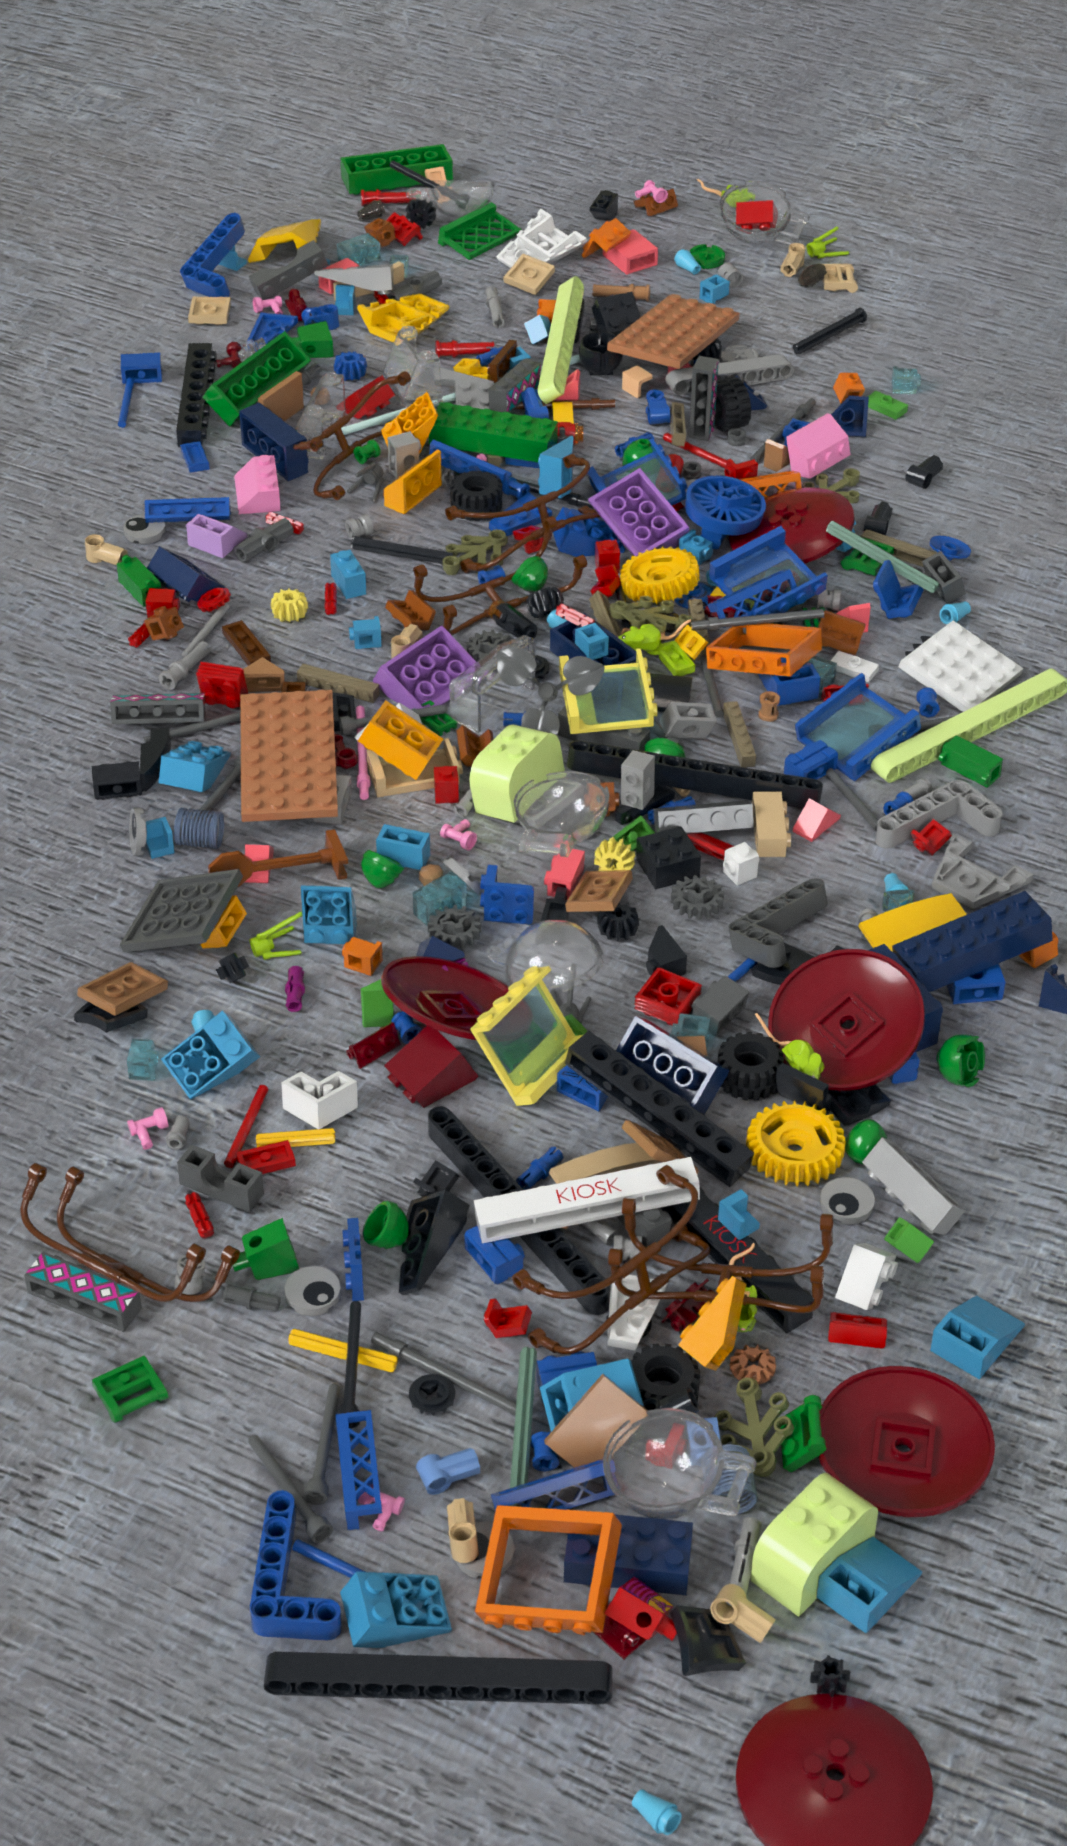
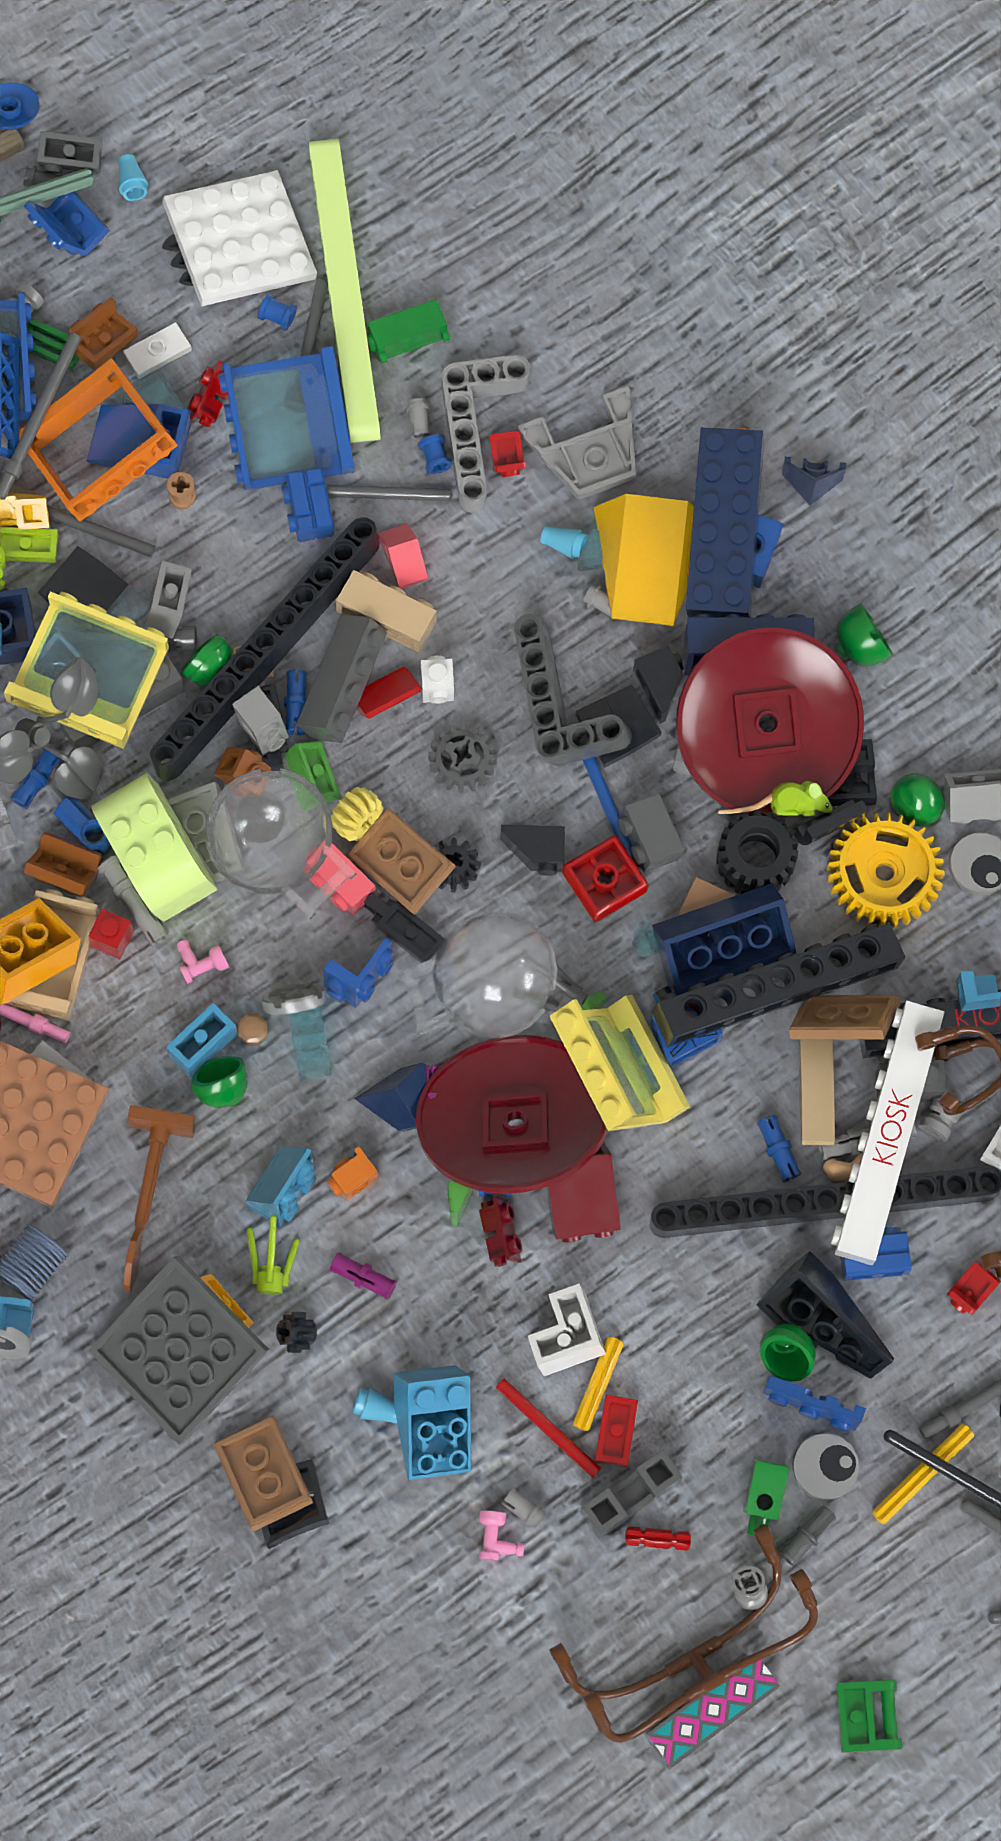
camera: 65 degrees left, 30 degrees up
(142, 1060) = (389, 1498): clear light blue brick -> none
(258, 853) = (112, 1214): coral slope -> none
(436, 1179) = (748, 1267): black bracket -> none
(455, 926) = (350, 1048): dark grey gear -> none
(668, 857) = (382, 753): black brick -> none
(692, 1026) = (675, 874): clear light blue brick -> none
(739, 734) = (206, 551): dark tan piece -> none
(859, 613) = (72, 296): coral slope -> none

